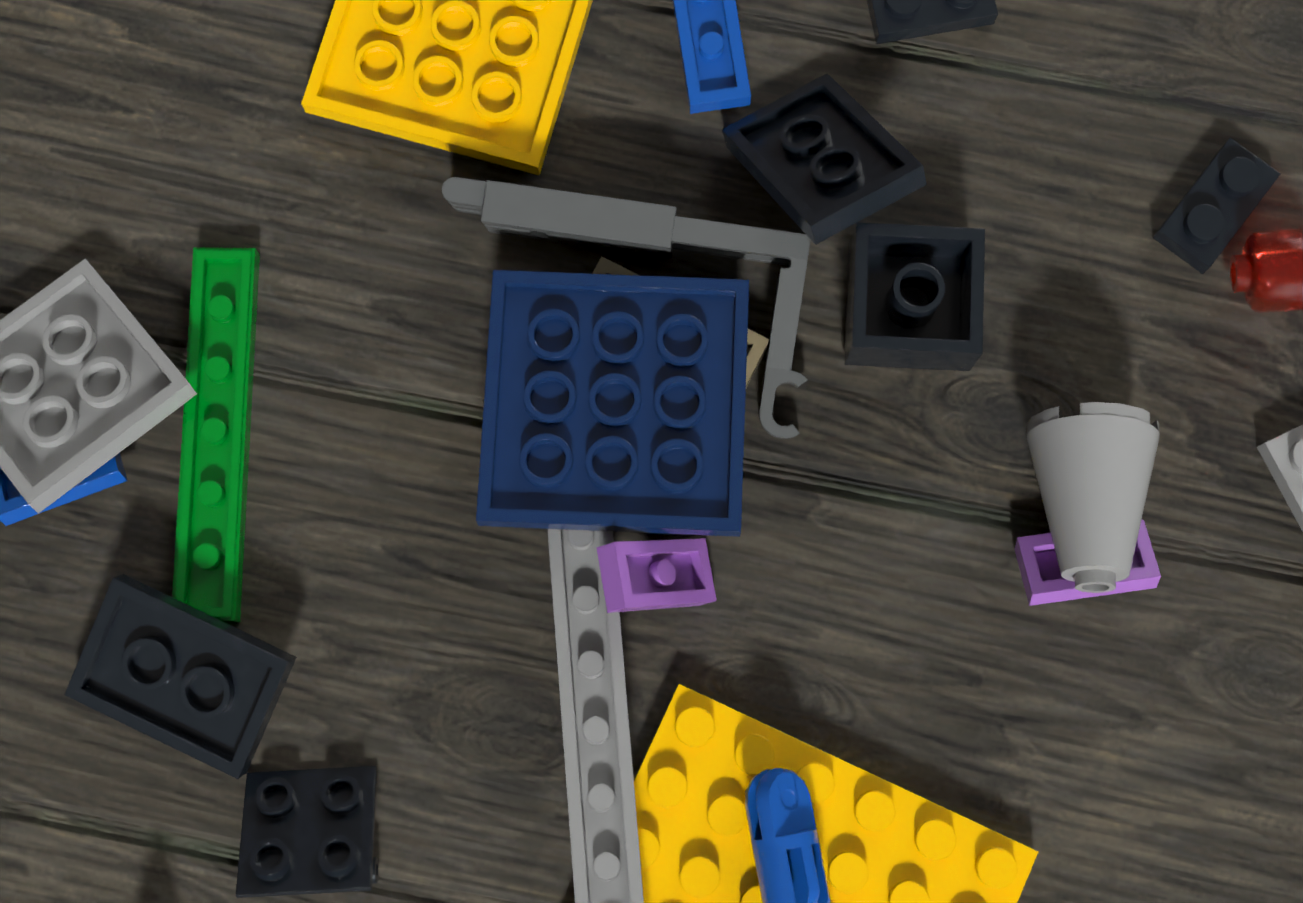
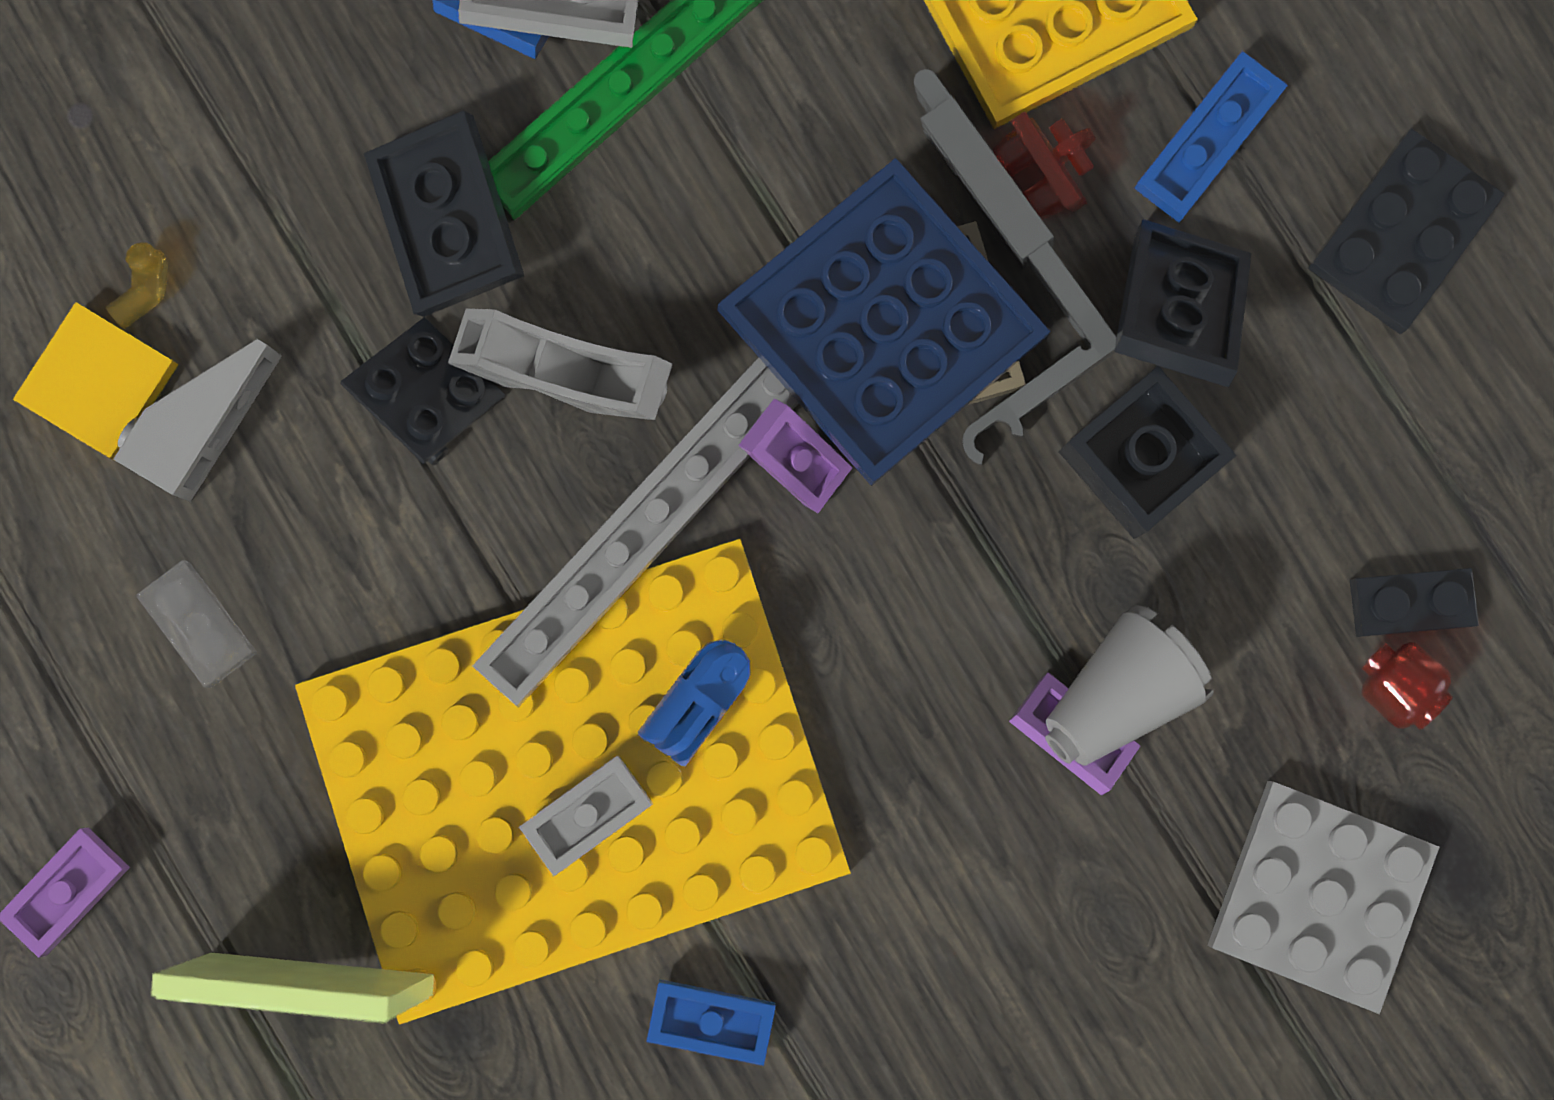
camera: 45 degrees right, 5 degrees up
(399, 698) = (560, 366): none -> light grey arch
(579, 159) = (1029, 144): none -> clear red hips

